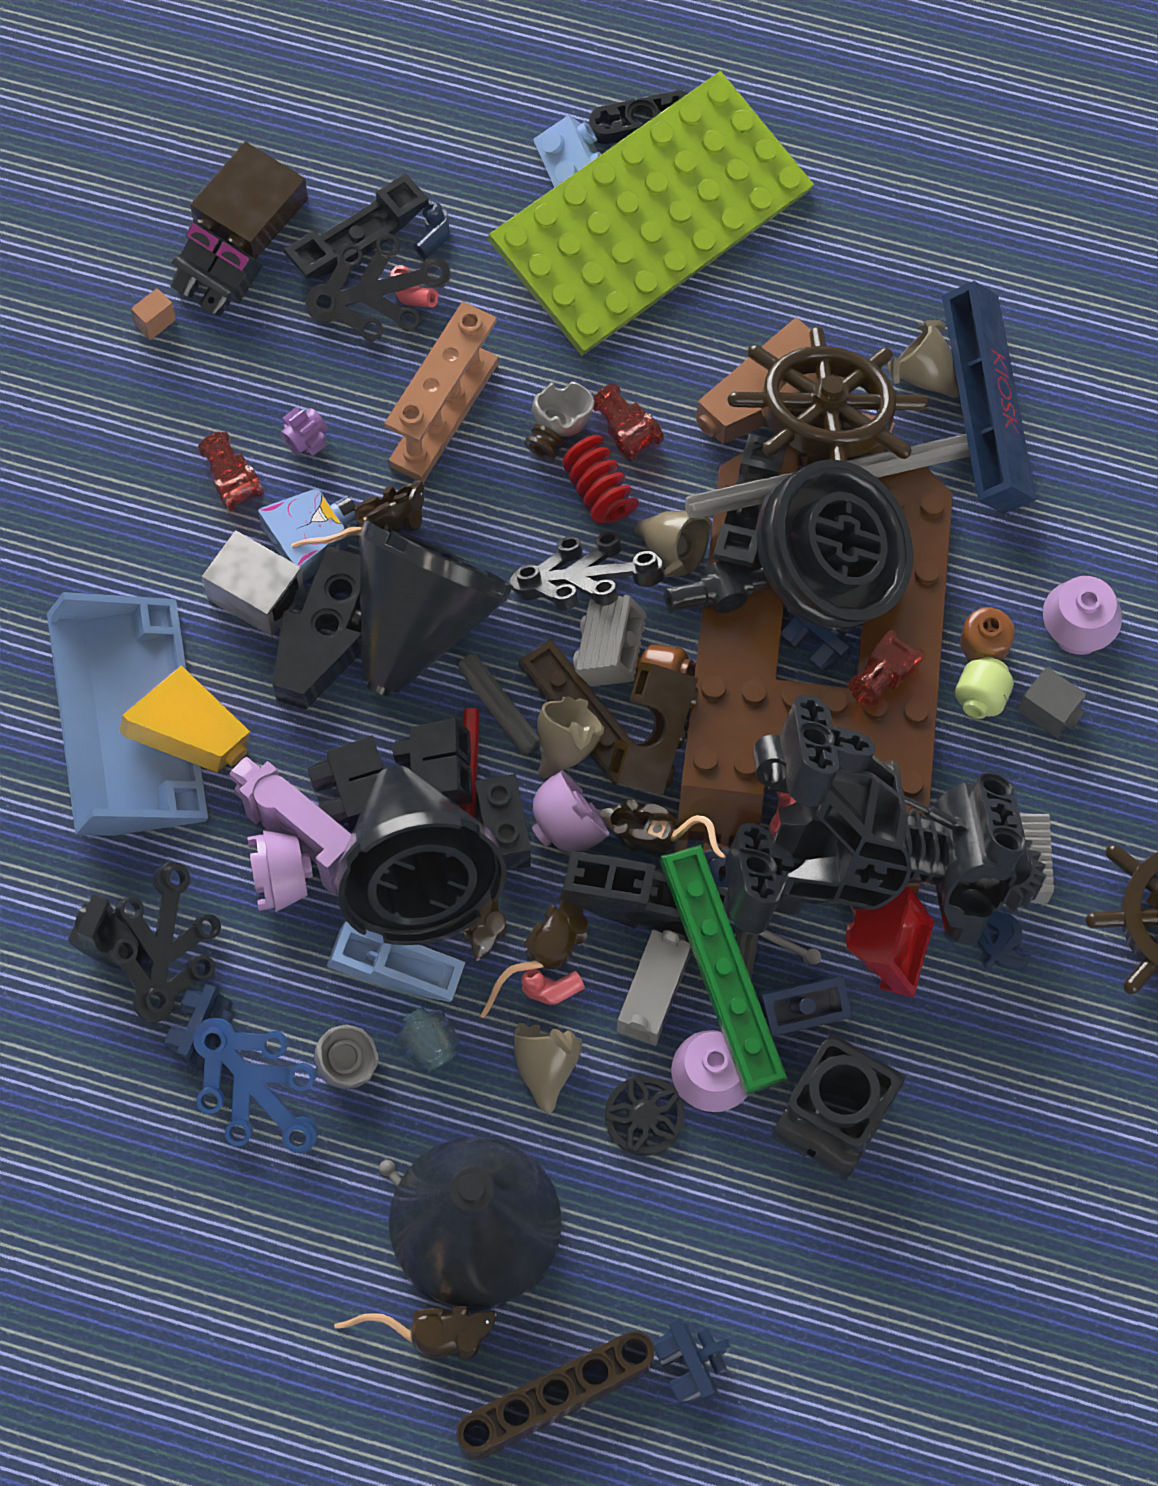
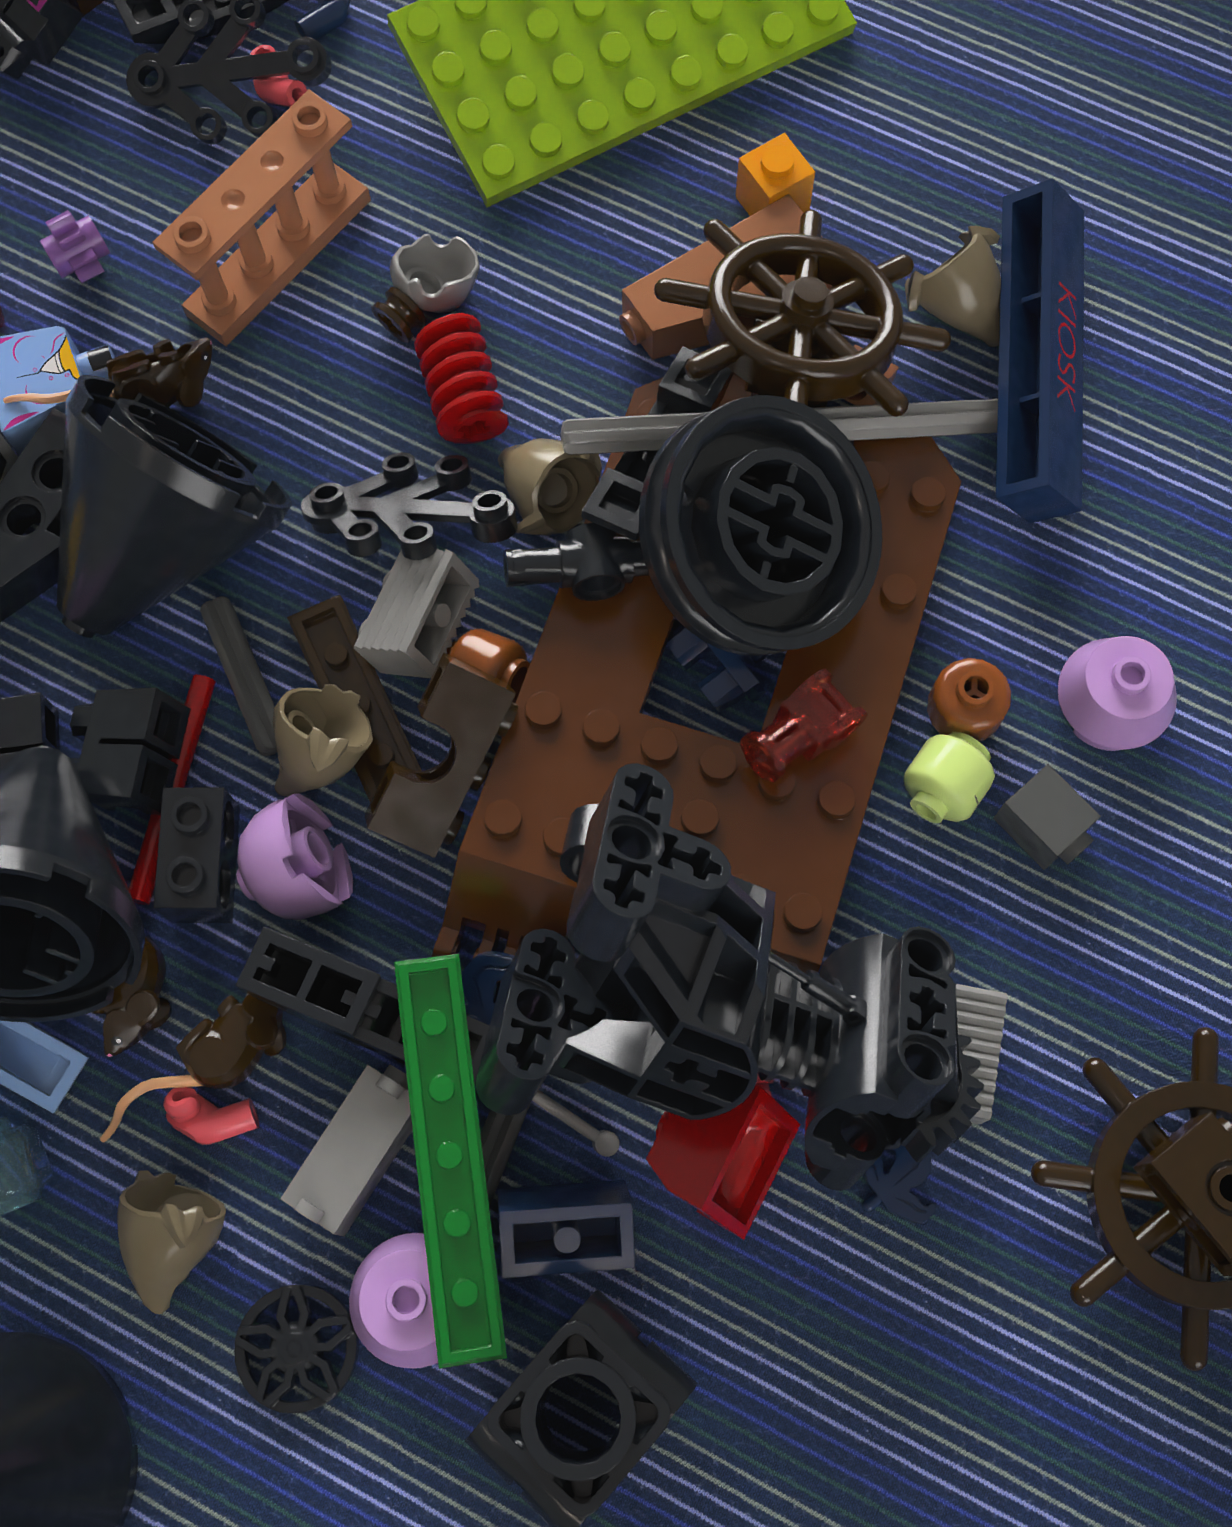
camera: 15 degrees right, 5 degrees up
(627, 425) = (520, 306): clear red connector -> none
(651, 826) = (407, 904): dark brown animal -> none
(781, 305) = (773, 173): none -> light orange brick

